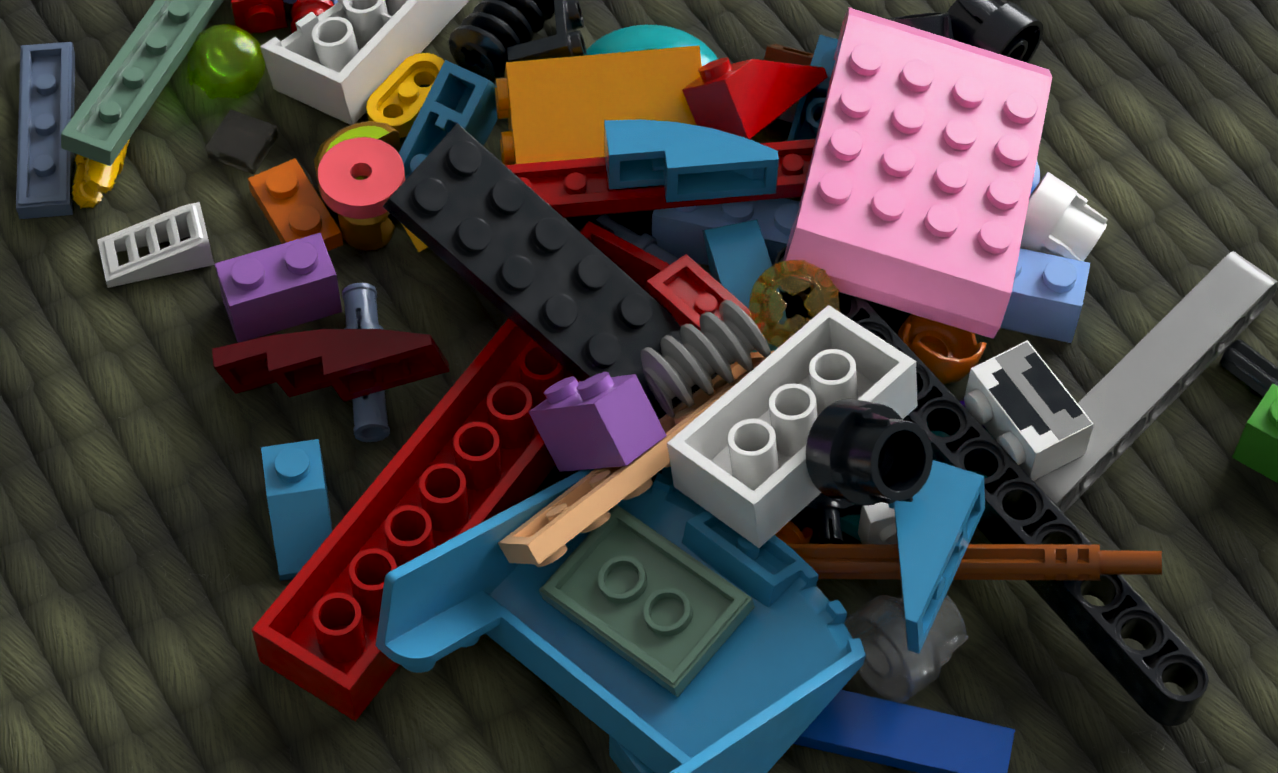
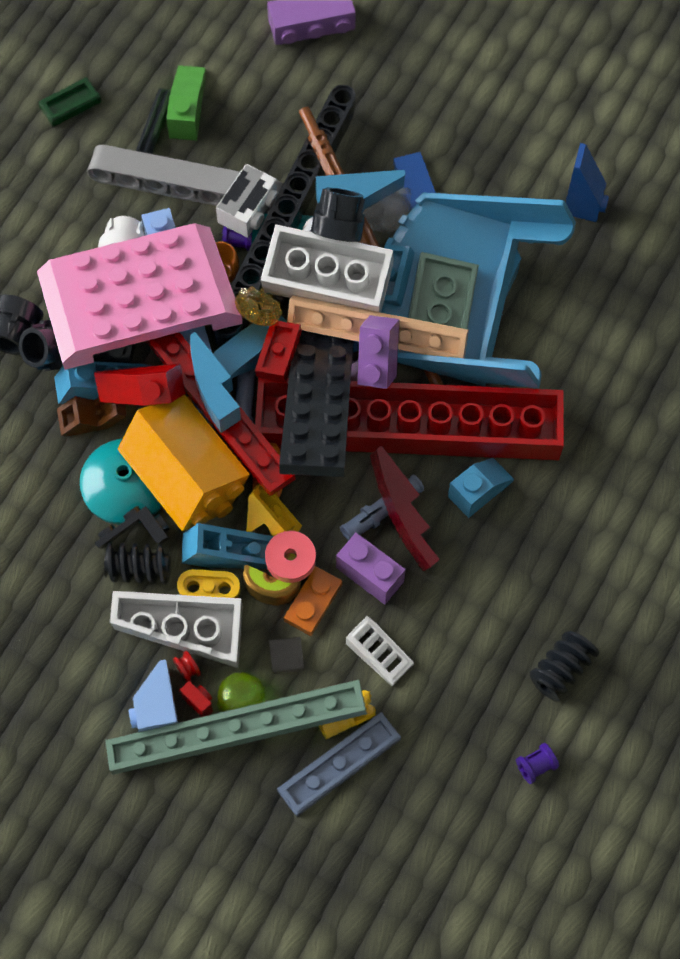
camera: 120 degrees left, 10 degrees up
(702, 355) = (318, 322): light grey piece -> none

